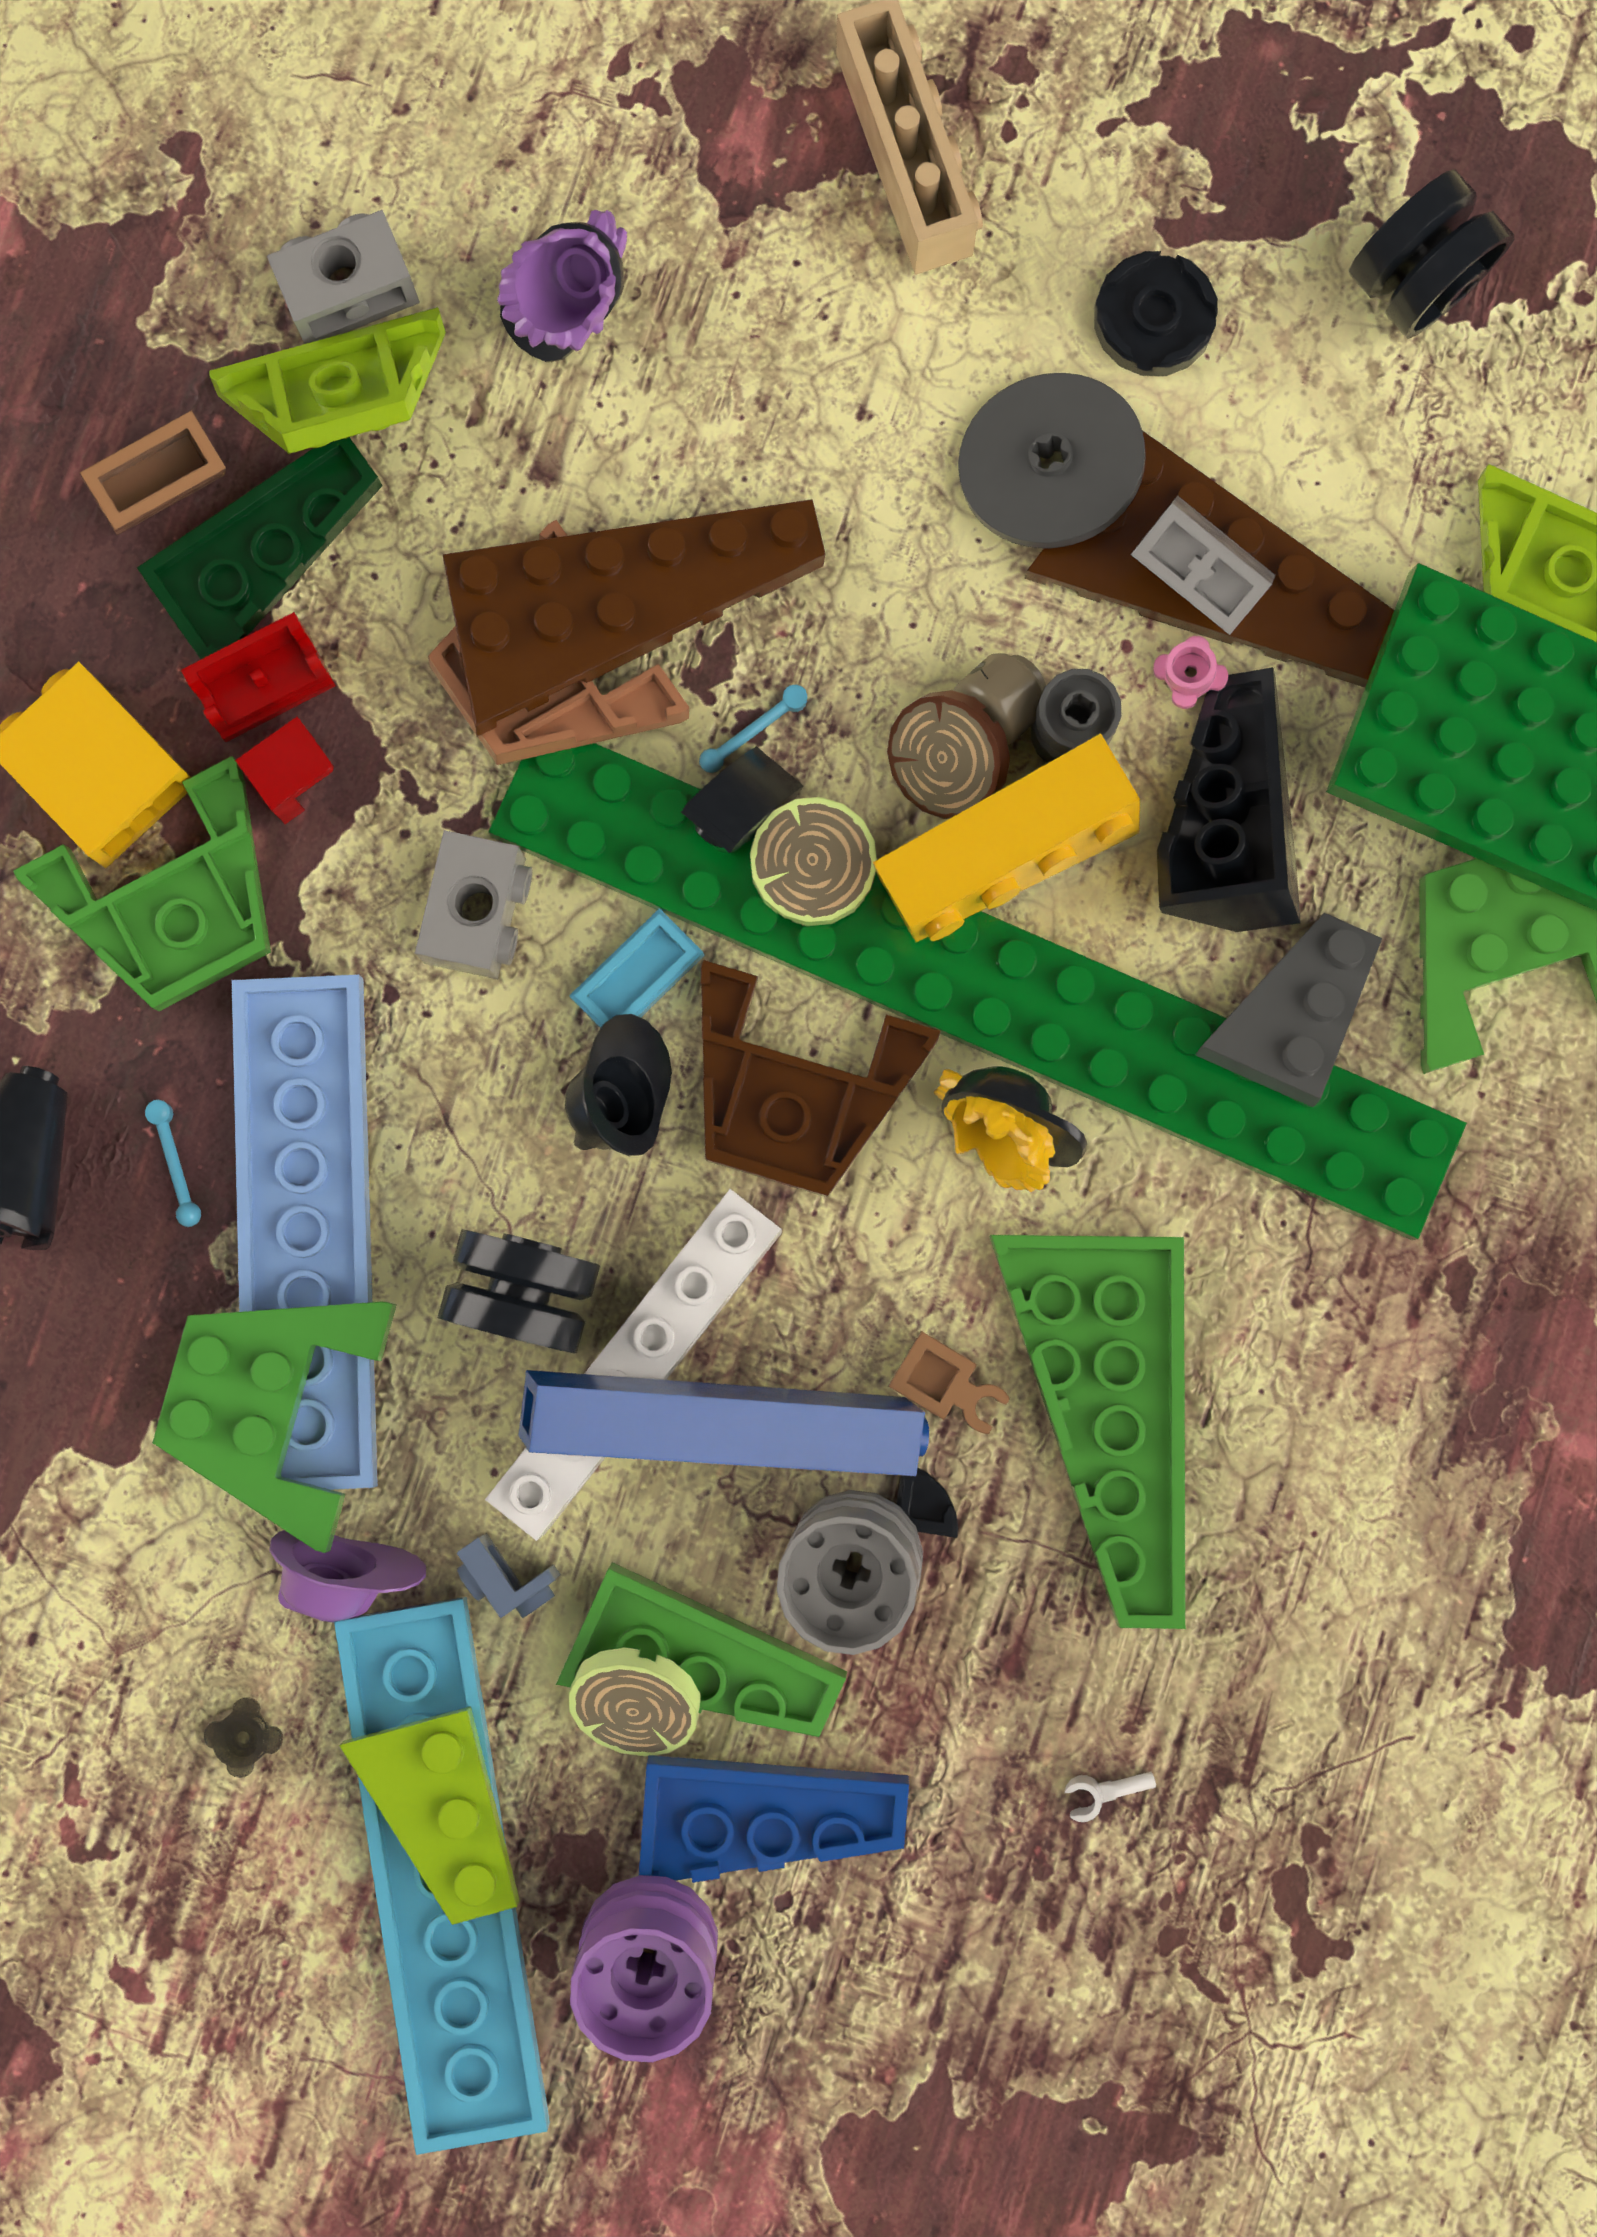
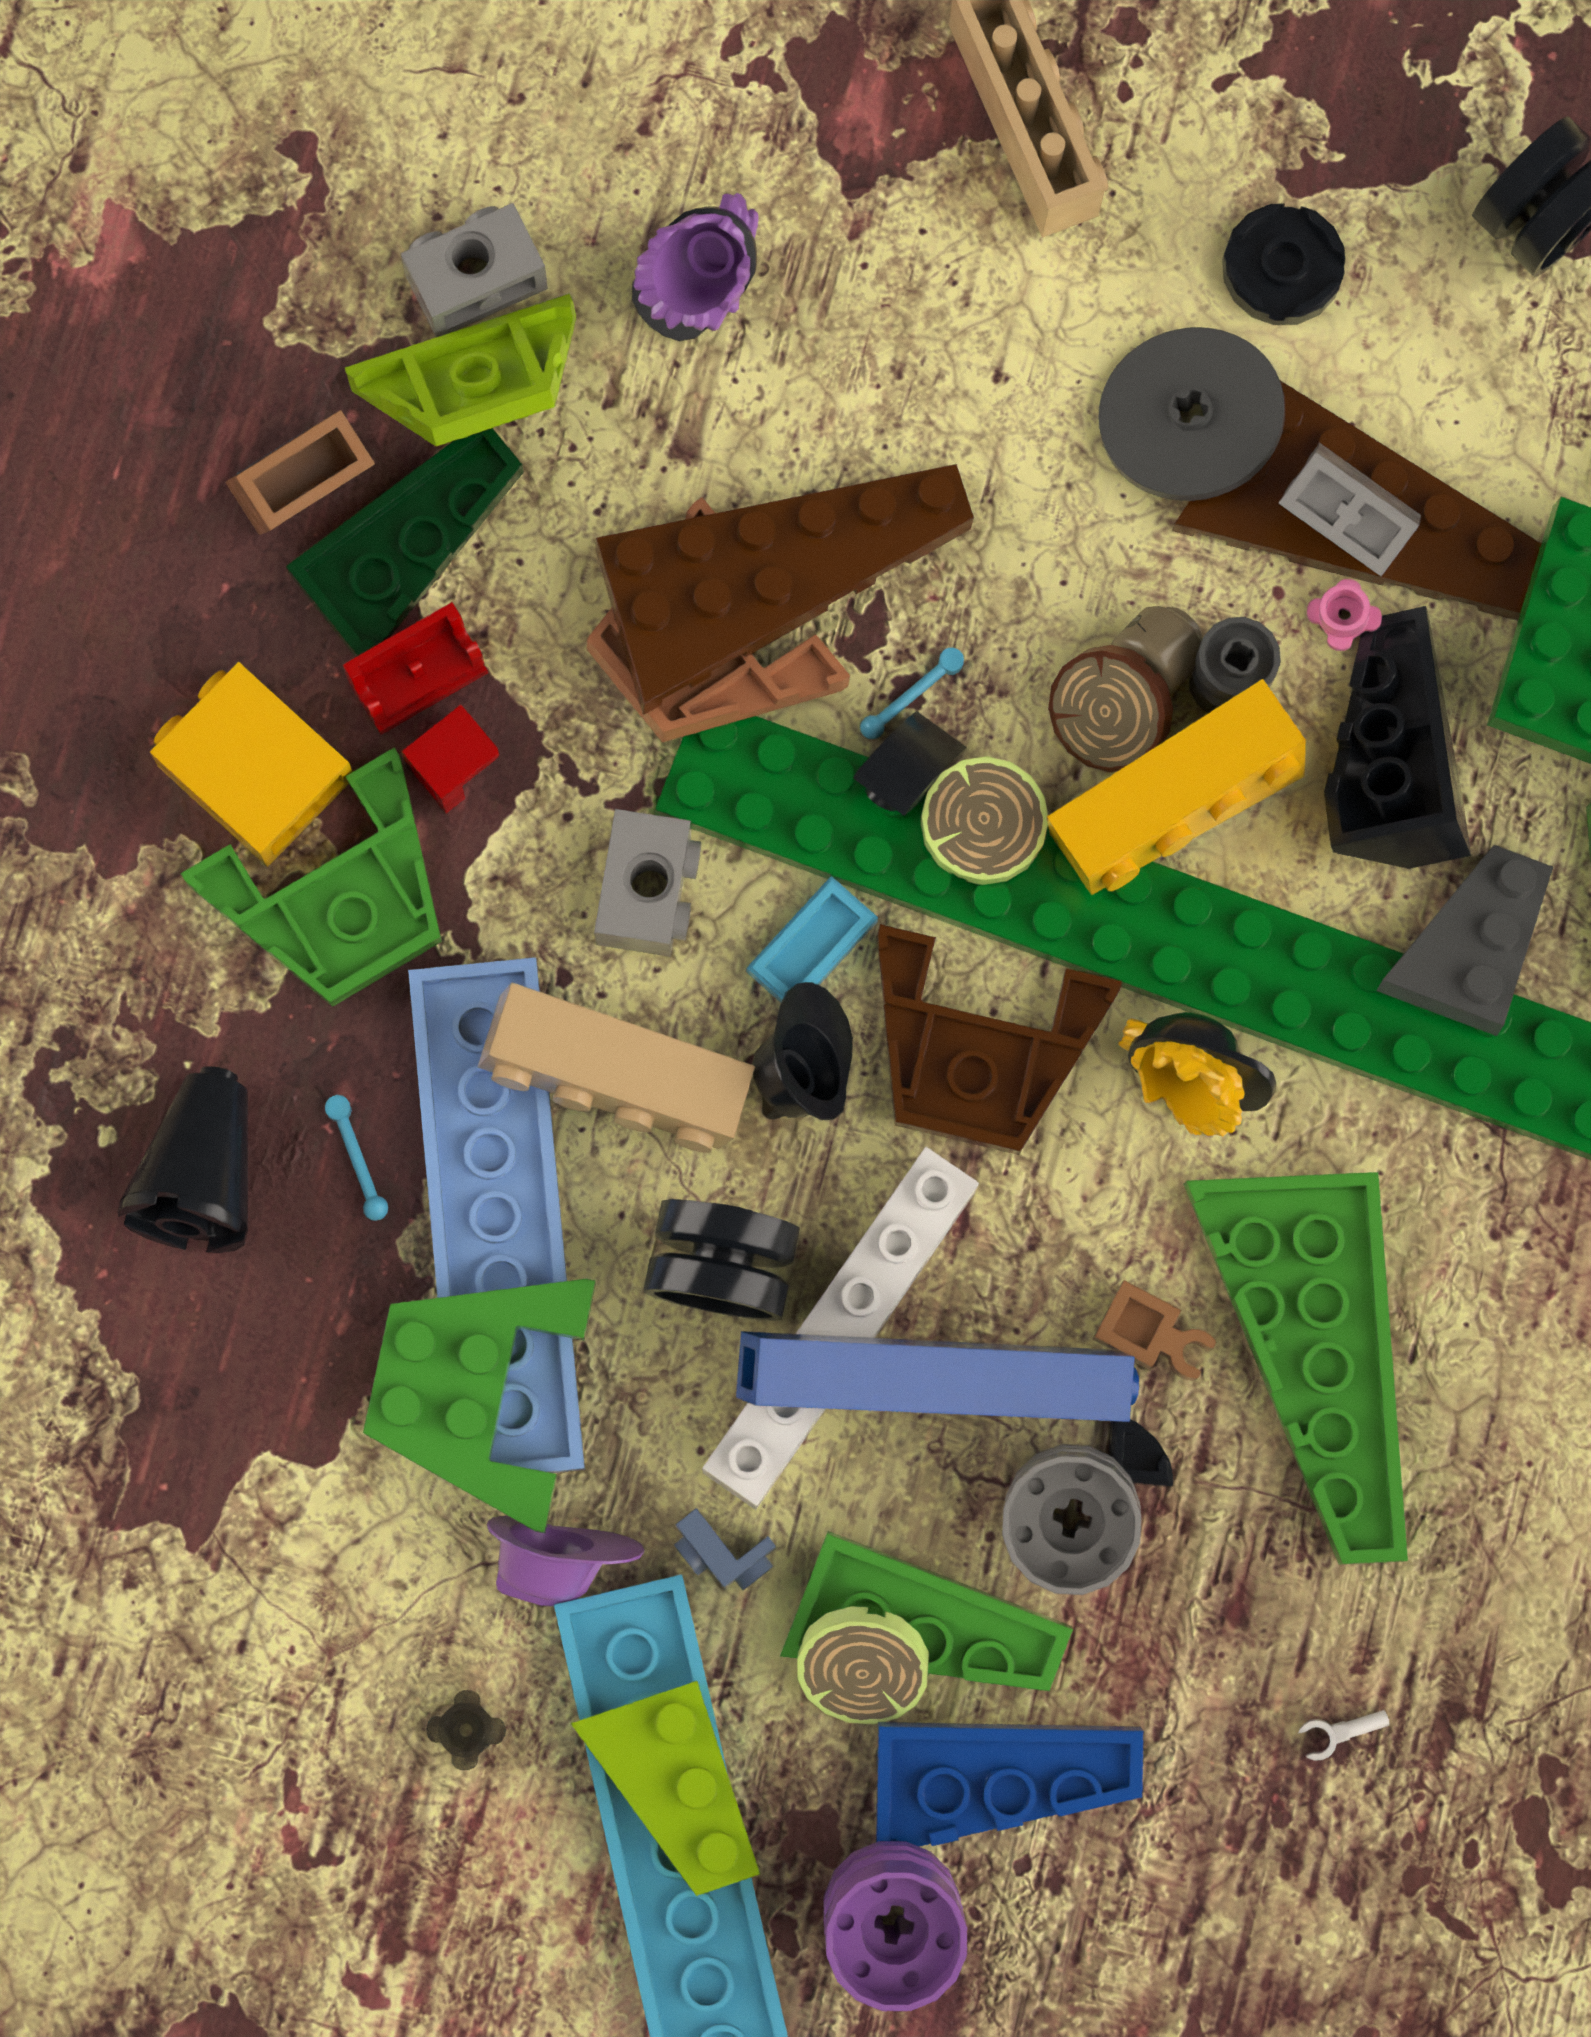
camera: 10 degrees left, 5 degrees down
(426, 1091) = (615, 1068): none -> tan brick

